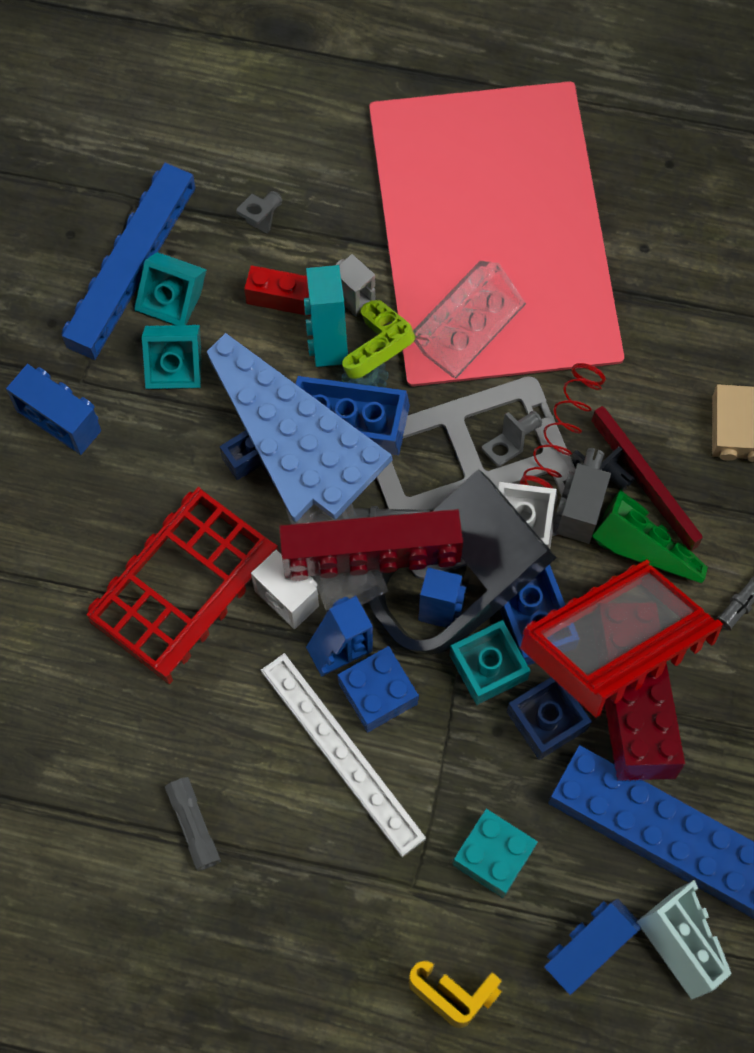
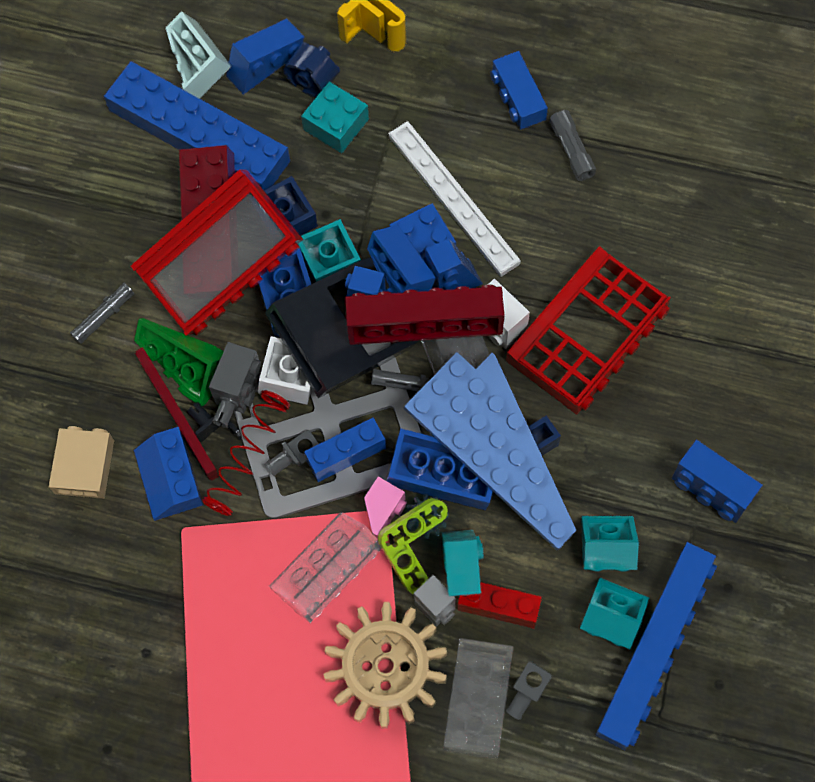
camera: 175 degrees left, 0 degrees up
(260, 900) = (518, 90): none -> blue brick
(308, 203) = (478, 698): none -> clear brick
(401, 629) = (399, 261): none -> blue wedge
(412, 375) = (383, 503): none -> bright pink slope
(422, 213) = (366, 647): none -> tan gear
(455, 435) = (345, 449): none -> blue brick
(530, 914) = (311, 69): none -> dark blue brick
(645, 413) = (167, 474): none -> blue slope

